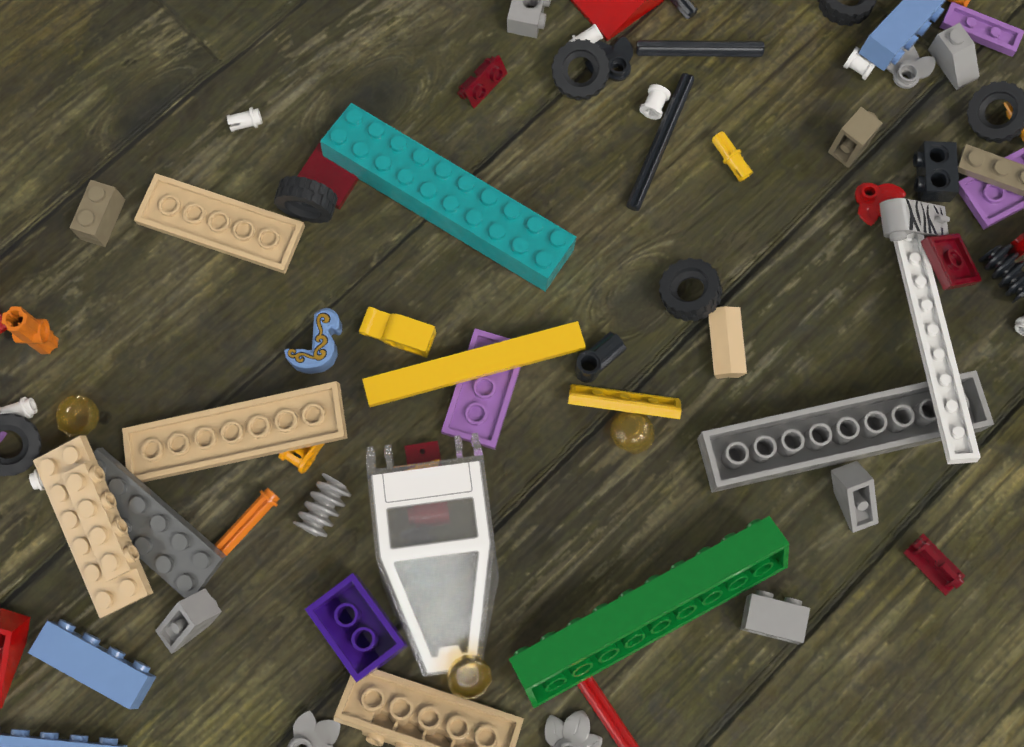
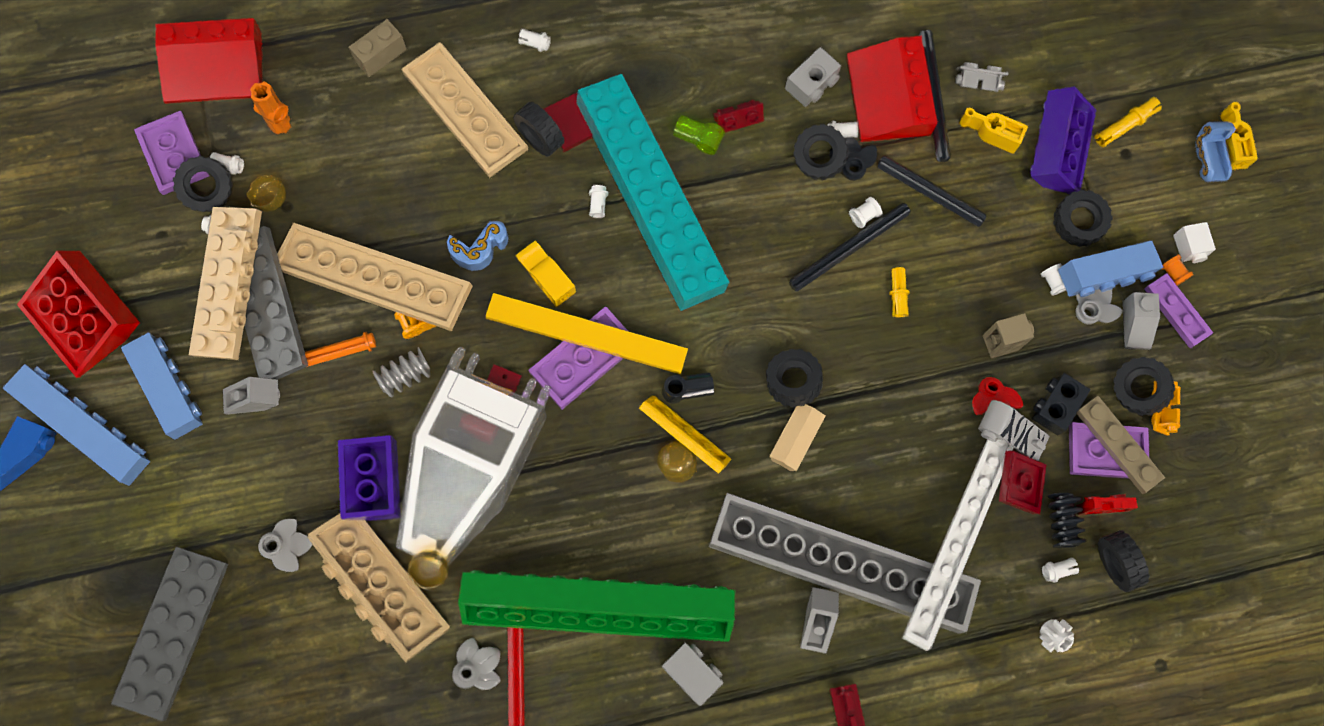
camera: 25 degrees right, 0 degrees up
(400, 230) = (598, 196): none -> white pin
(463, 117) = (705, 136): none -> clear neon green piece

